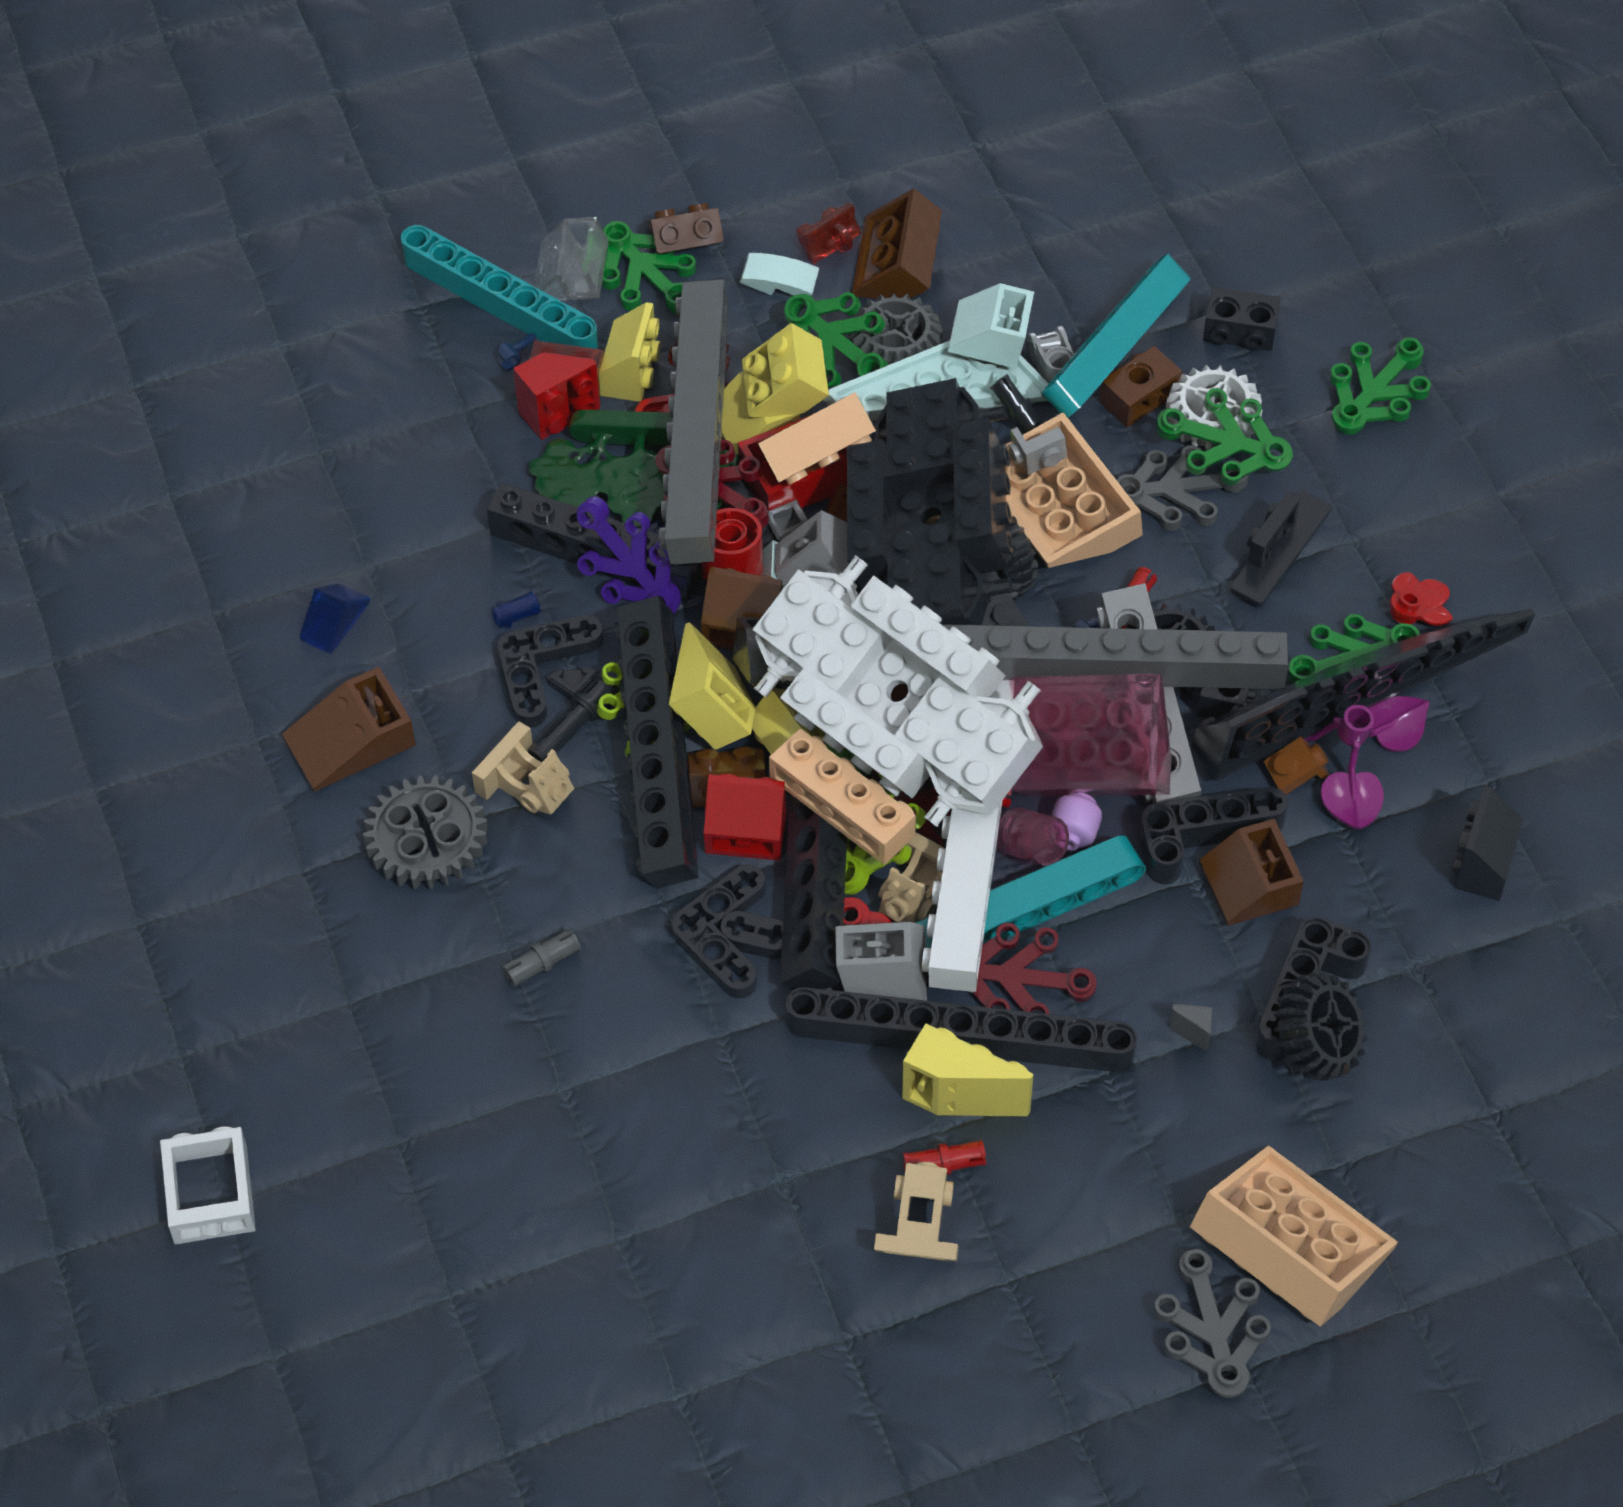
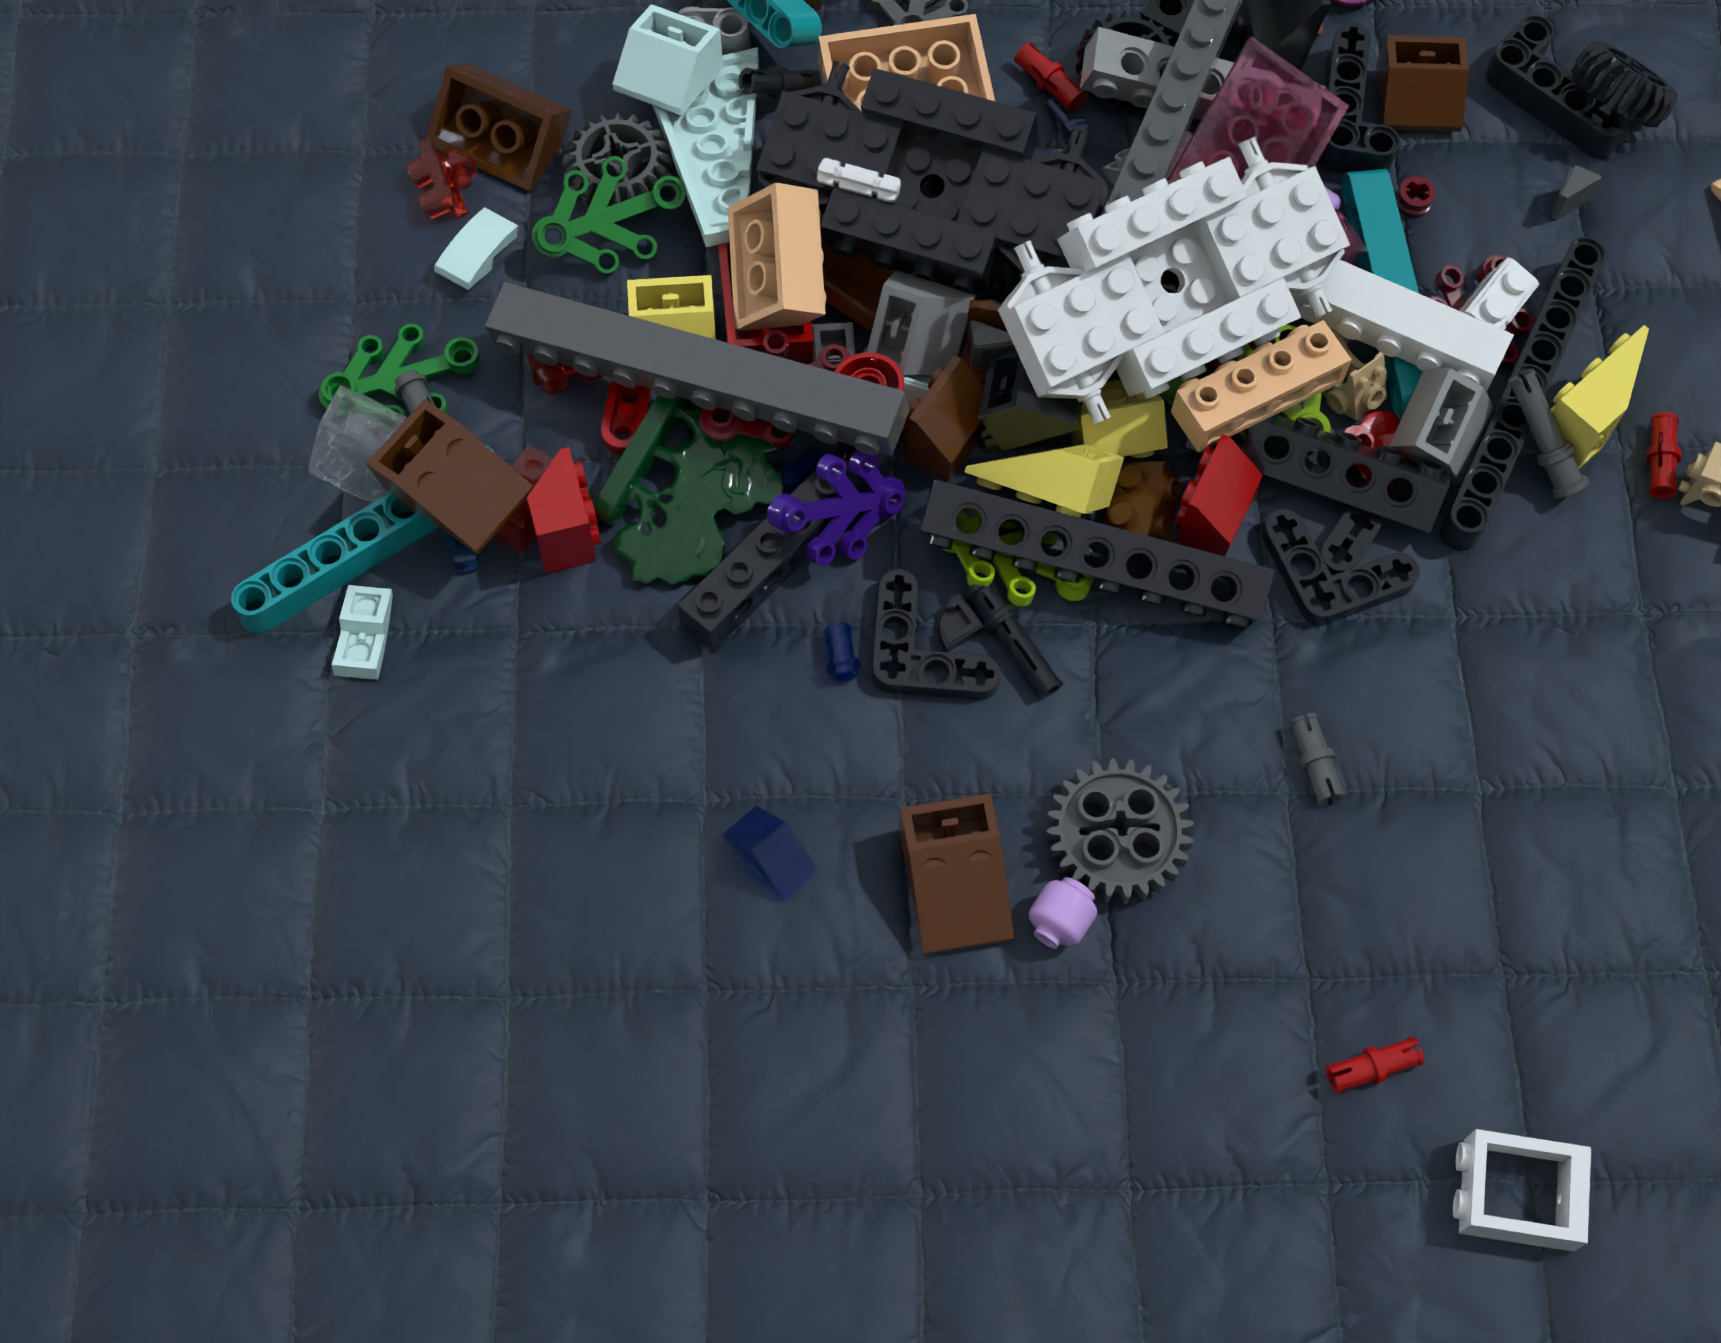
camera: 75 degrees left, 10 degrees up
(285, 1060) = (1374, 1065): none -> red pin
(339, 809) = (1063, 913): none -> lavender head
(432, 318) = (363, 632): none -> light aqua slope
(511, 763) = (1101, 684): tan tile -> none
(544, 301) = (449, 476): none -> reddish brown slope
(630, 273) = (412, 388): none -> dark grey pin
(630, 355) = (532, 414): light yellow slope -> none
(686, 230) = (365, 315): reddish brown bracket -> none
(785, 374) = (667, 267): light yellow slope -> none
(890, 450) = (858, 180): none -> white axle
(890, 1065) = (1554, 452): none -> dark grey pin
(1023, 972) = (1501, 294): none -> white brick
(1038, 452) = (872, 57): light grey bracket -> none
(1133, 894) = (1415, 186): none -> dark red bush

